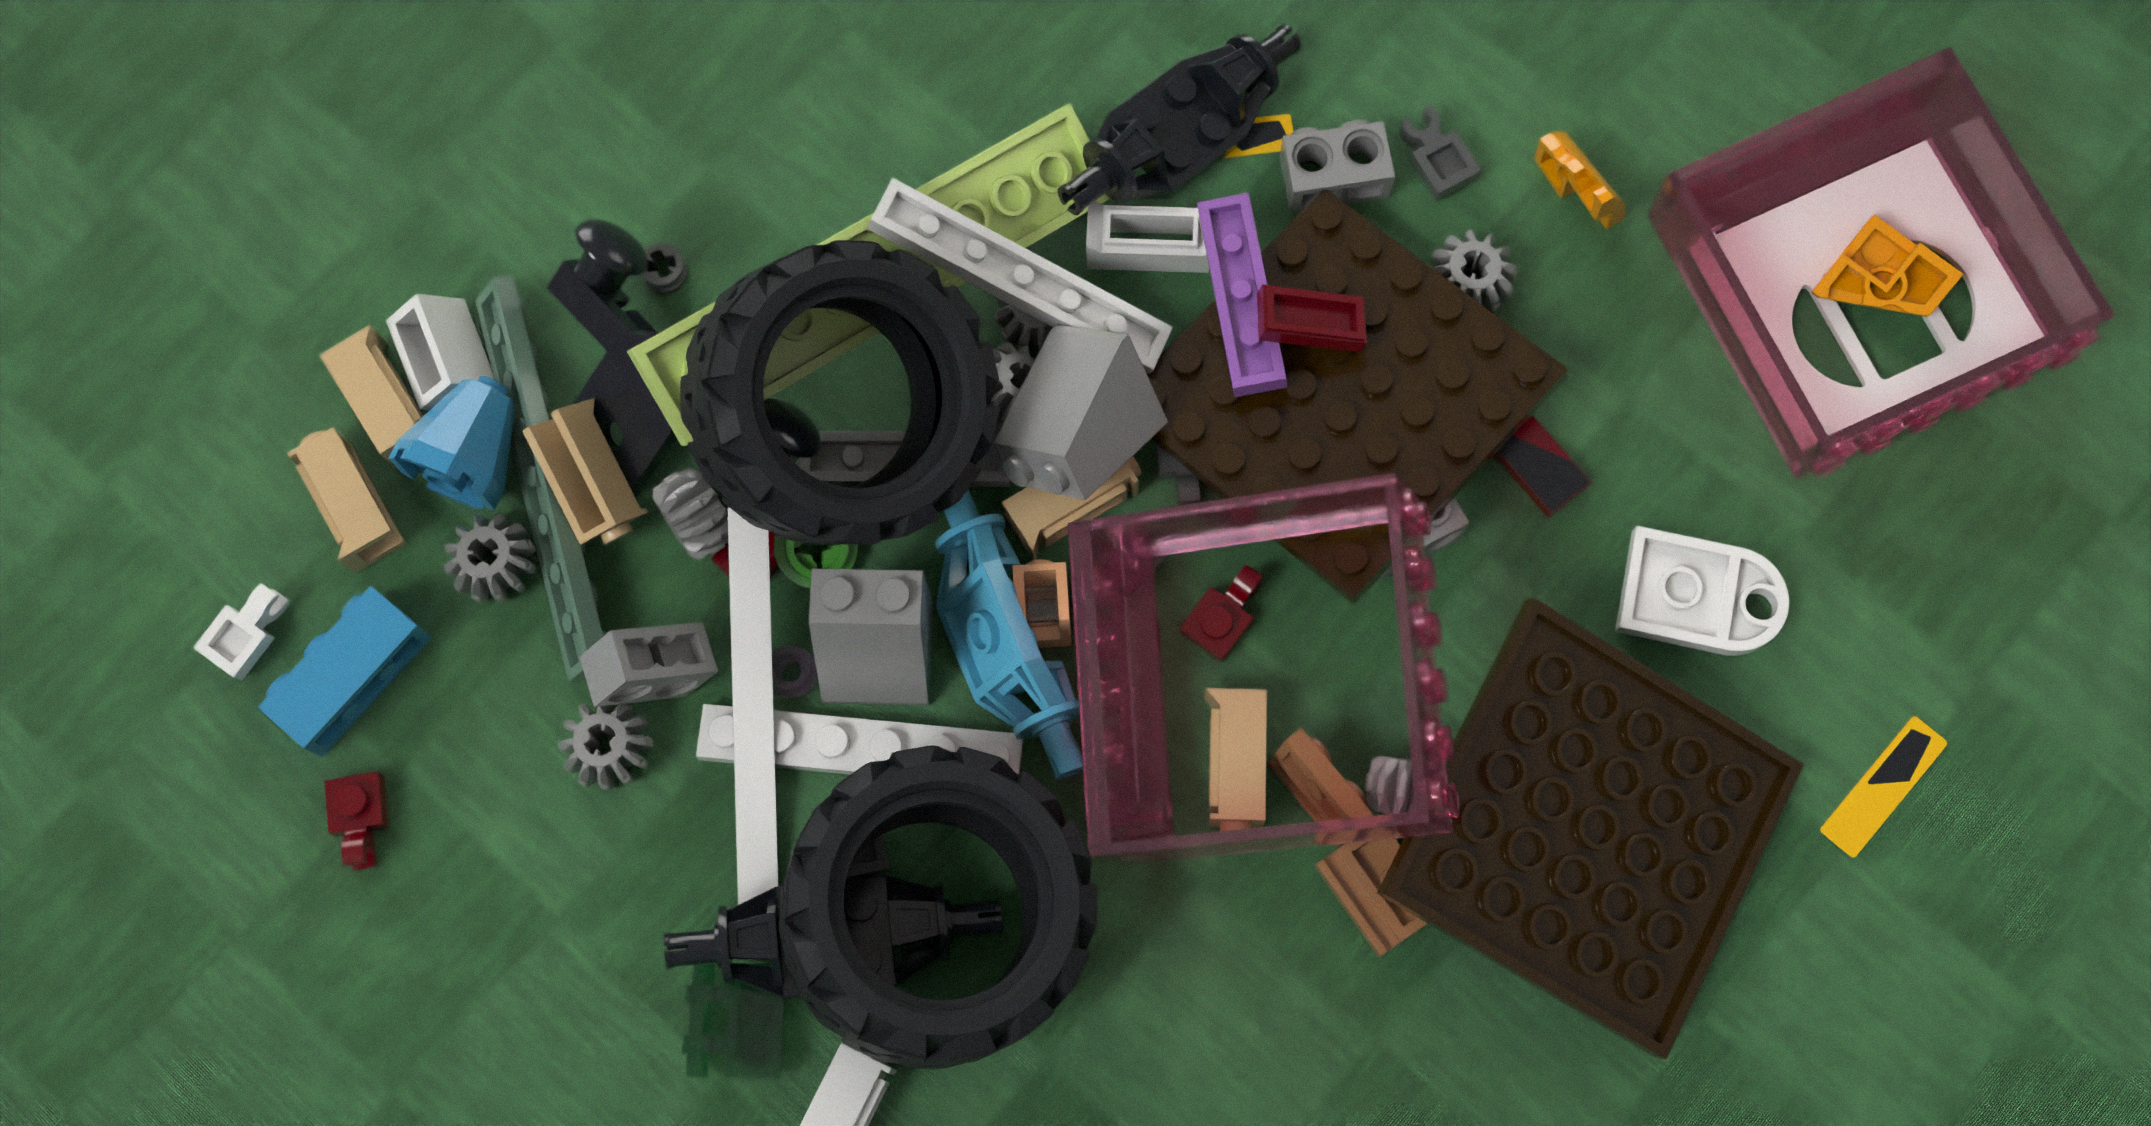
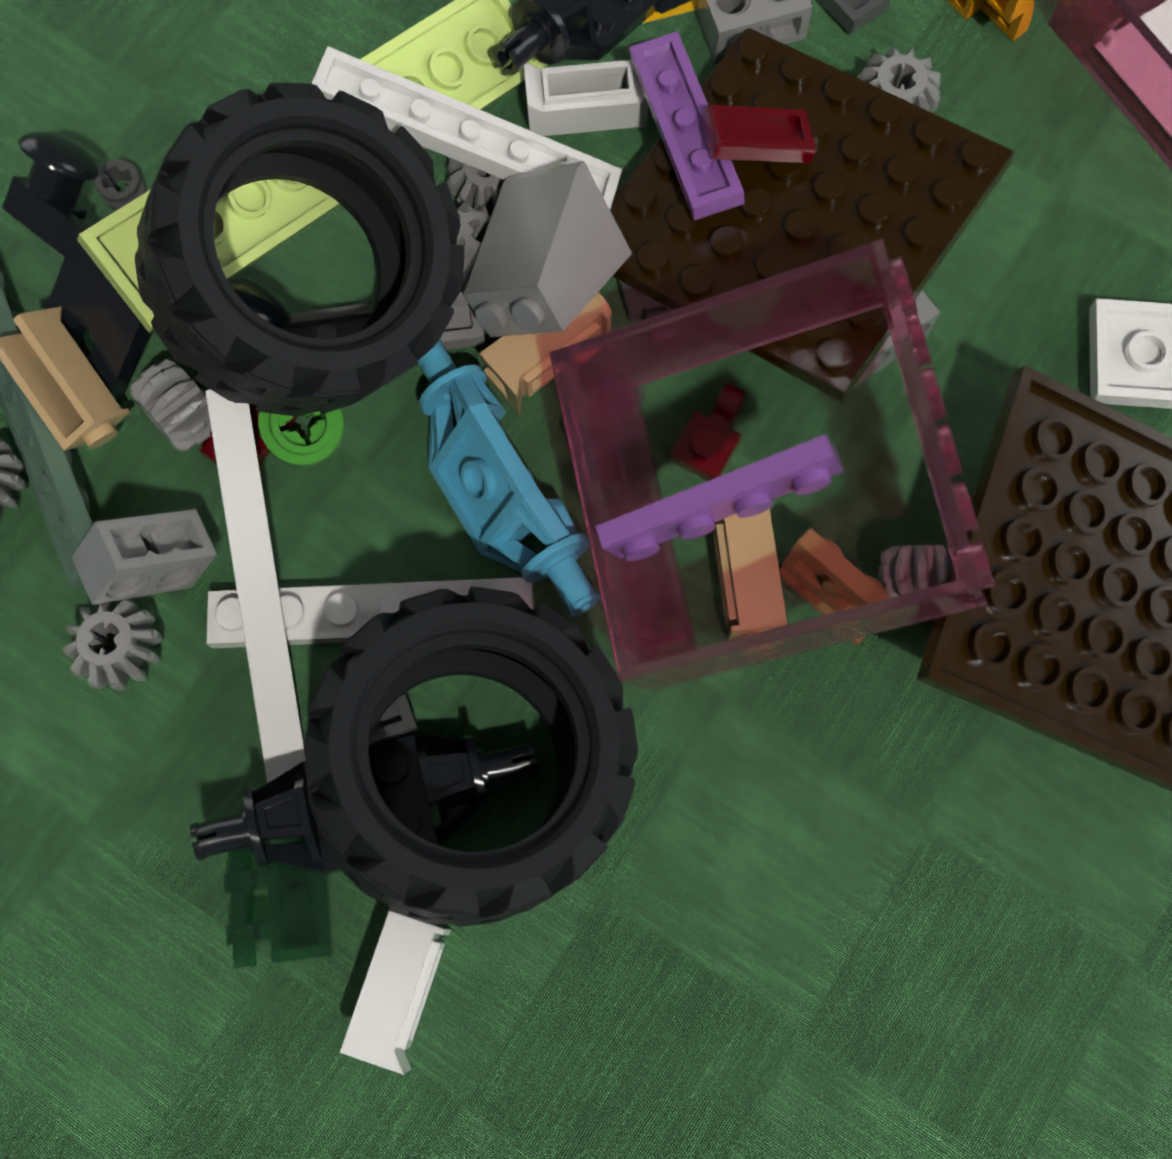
camera: 10 degrees left, 0 degrees up
(793, 655) = (291, 533): plate -> none
(871, 636) = (366, 496): light grey slope -> none
(1044, 600) = (537, 443): light nougat window -> none
(1227, 696) = (739, 492): none -> medium lavender plate
(1354, 878) = (887, 673): medium nougat plate -> none
(1542, 468) = (994, 260): black tile -> none

